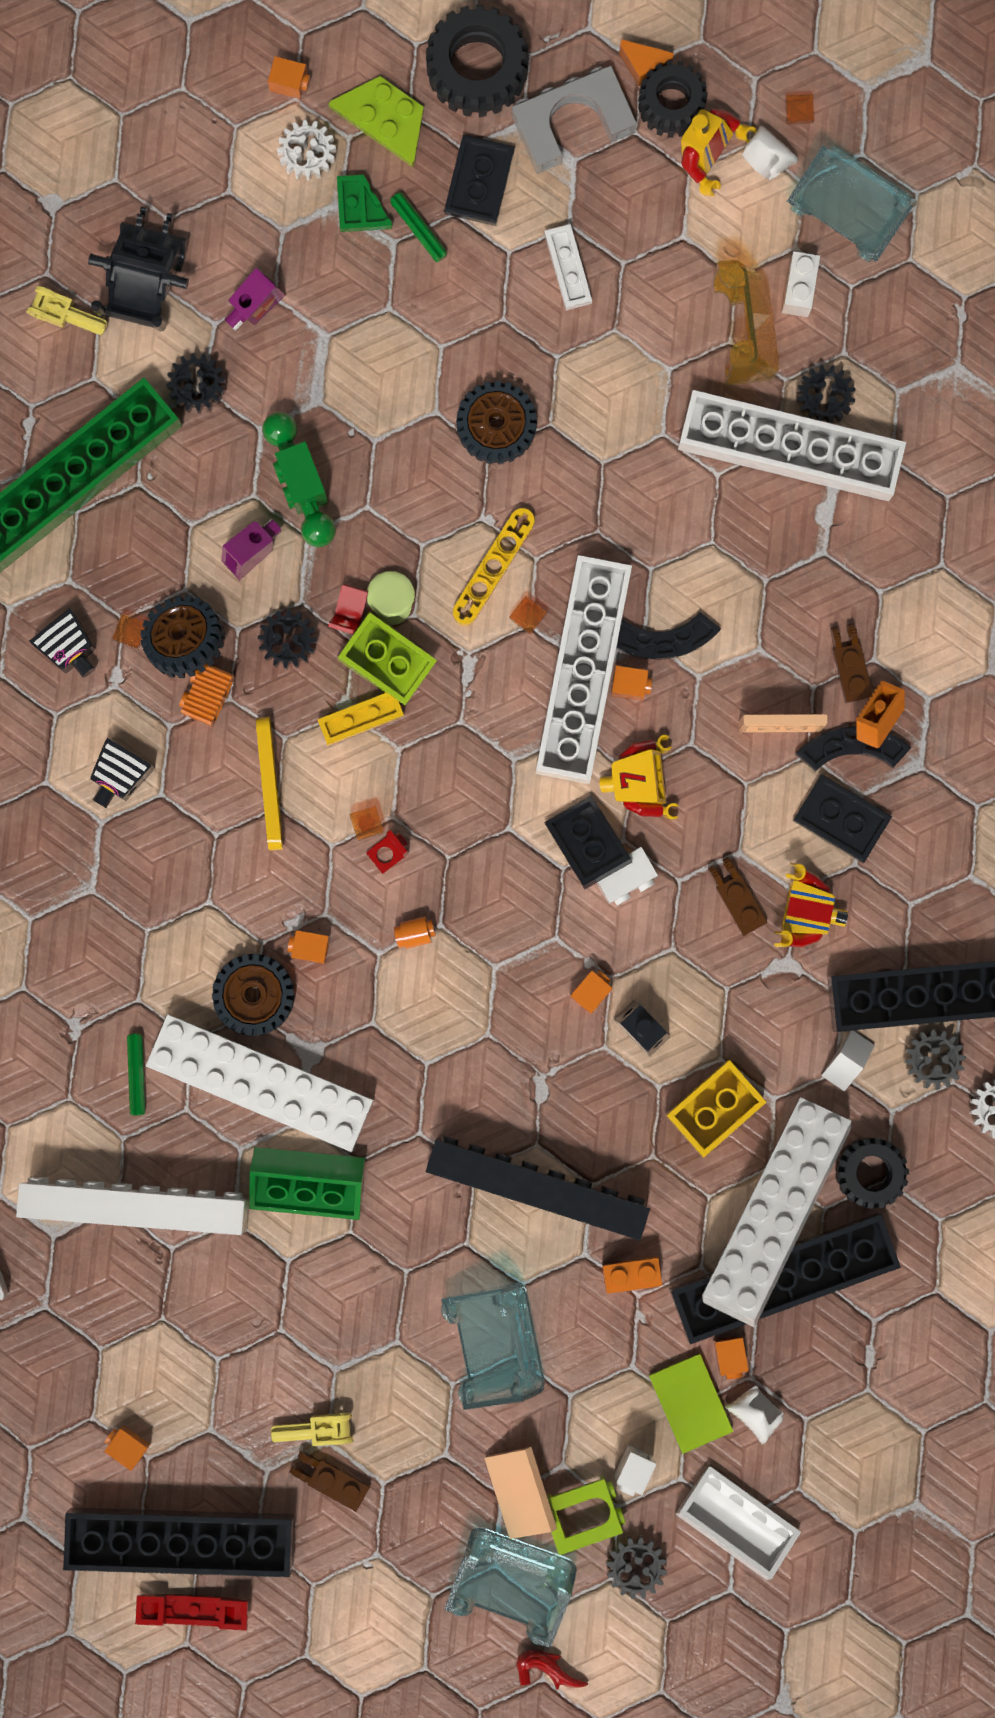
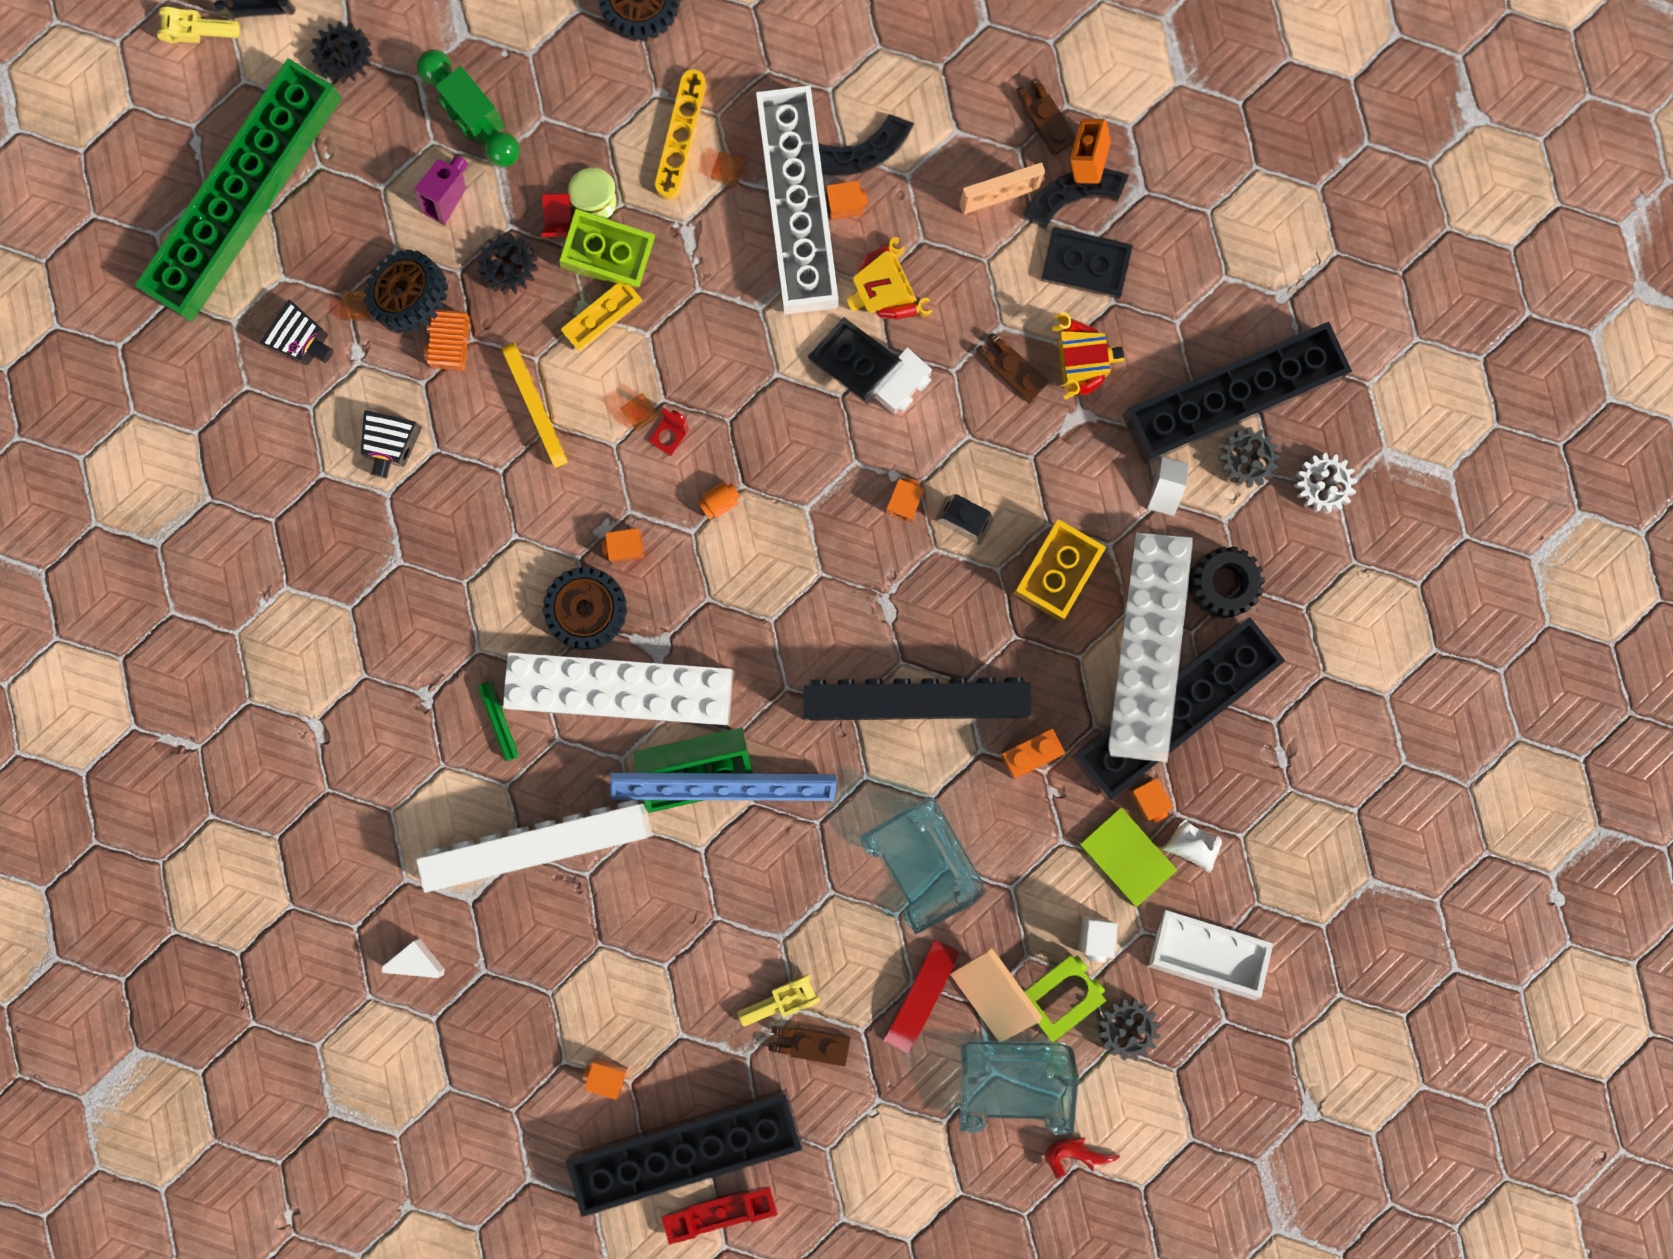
camera: 20 degrees left, 0 degrees up
(327, 1209) = (722, 786): none -> medium blue tile
(450, 1470) = (921, 996): none -> red slope

